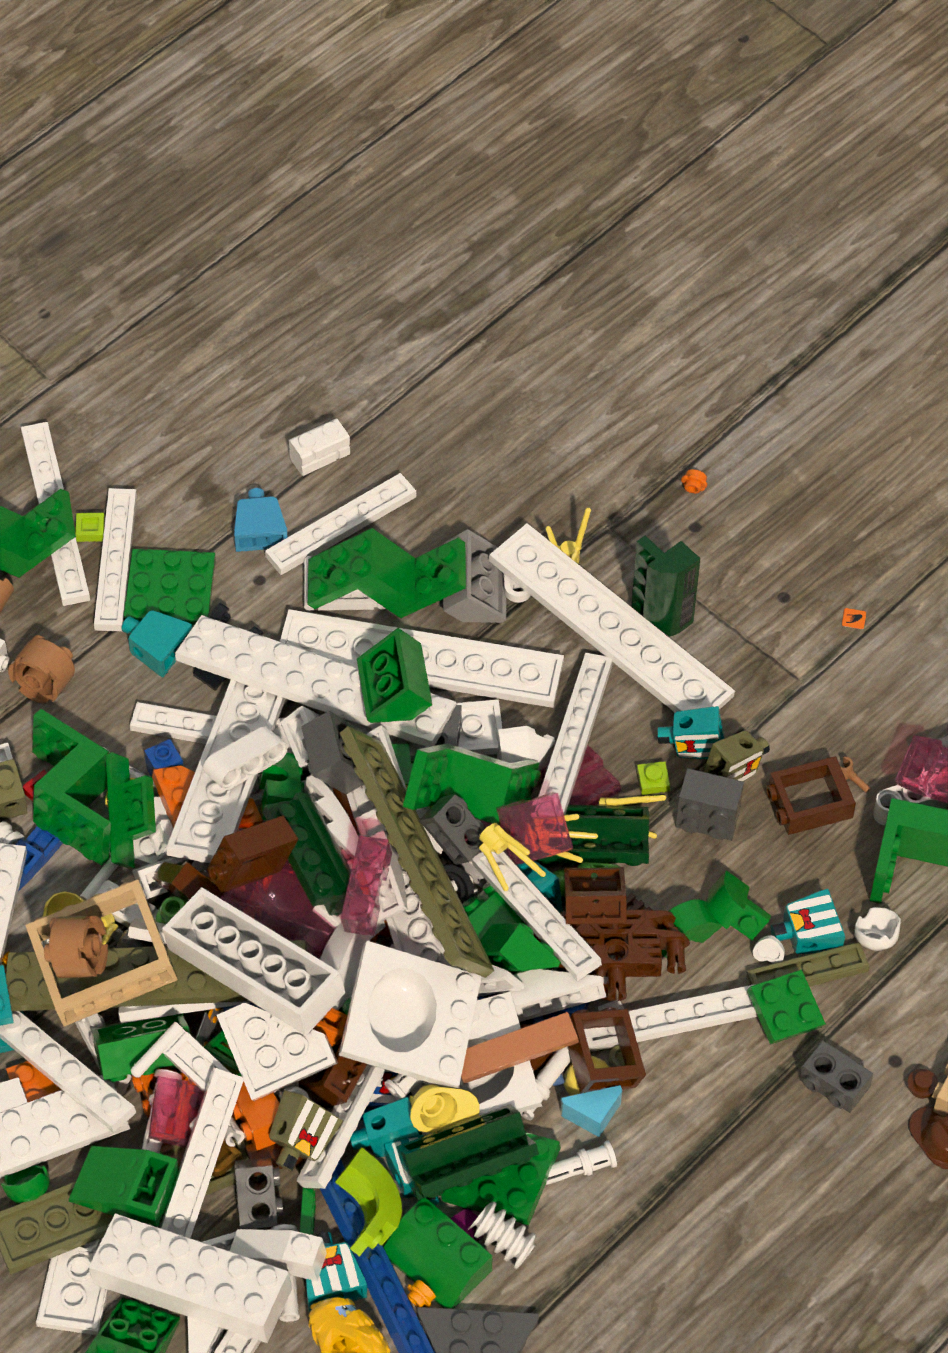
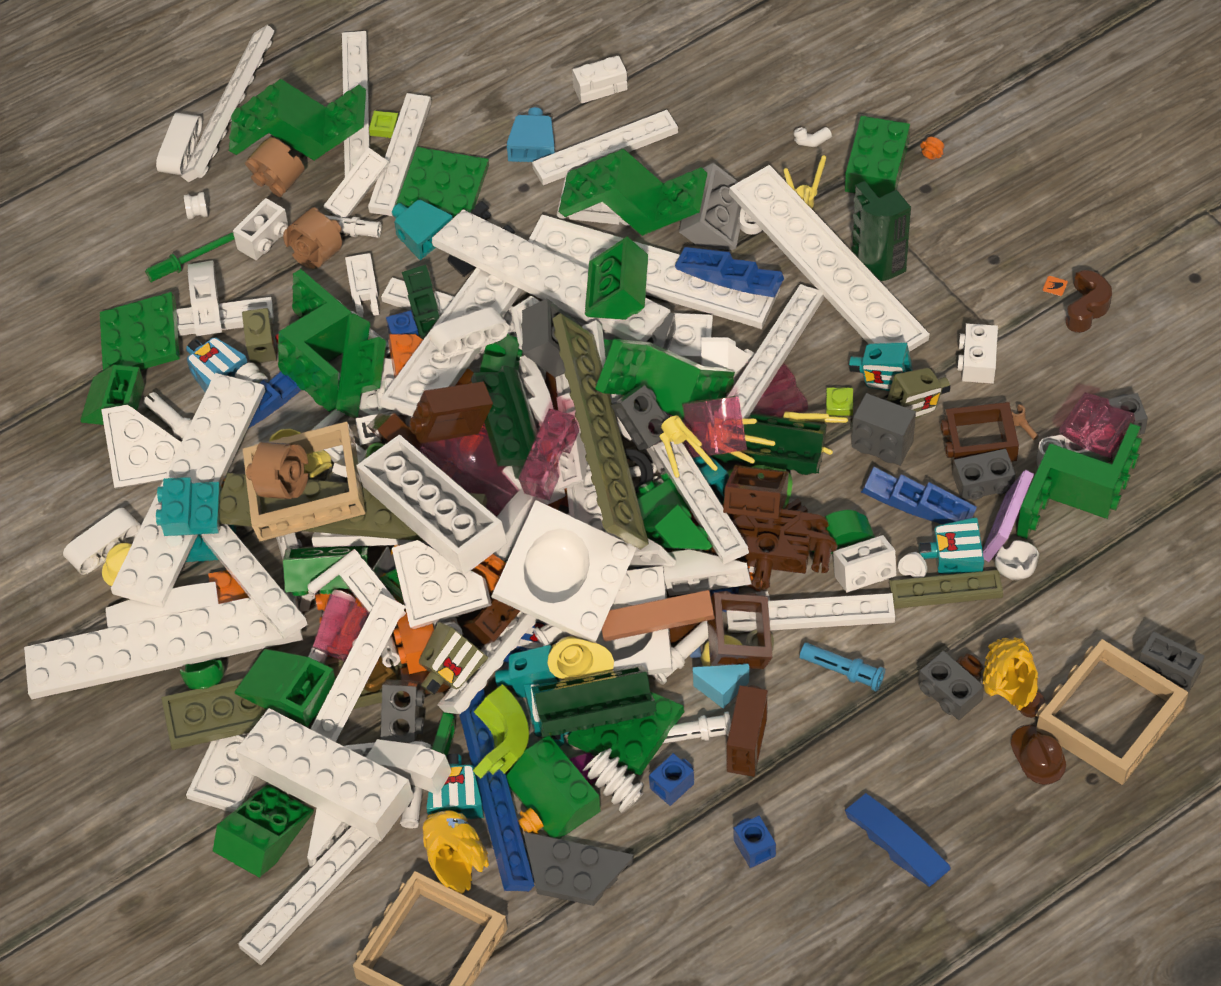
camera: 15 degrees right, 0 degrees up
(75, 601) = (356, 184): none -> white tile
(87, 649) = (358, 227): none -> white pin
(105, 712) = (362, 282): none -> white hinge
(180, 726) = (422, 299): none -> dark green slope
(506, 650) = (723, 270): none -> blue slope
(559, 1235) = (669, 789): none -> blue brick
(564, 487) = (811, 140): none -> white arm
(634, 1159) = (747, 730): none -> reddish brown window
(639, 499) = (877, 155): none -> green brick
(664, 1291) = (754, 852): none -> blue brick
(719, 956) = (864, 563): none -> white brick
(731, 907) = (884, 519): green brick -> none
(731, 1074) = (854, 669): none -> dark azure pin
(763, 877) = (919, 500): none -> blue slope
(786, 1007) = (917, 617): green plate -> none
(791, 705) = (979, 353): none -> white brick
(816, 1254) = (898, 839): none -> blue slope
(821, 834) = (983, 470): none -> dark grey brick
(852, 1050) = (971, 665): none -> reddish brown plate
(859, 881) = (1007, 515): none -> lavender tile
(898, 1053) = (1011, 672): none -> yellow head
(901, 632) = (1093, 303): none -> reddish brown animal

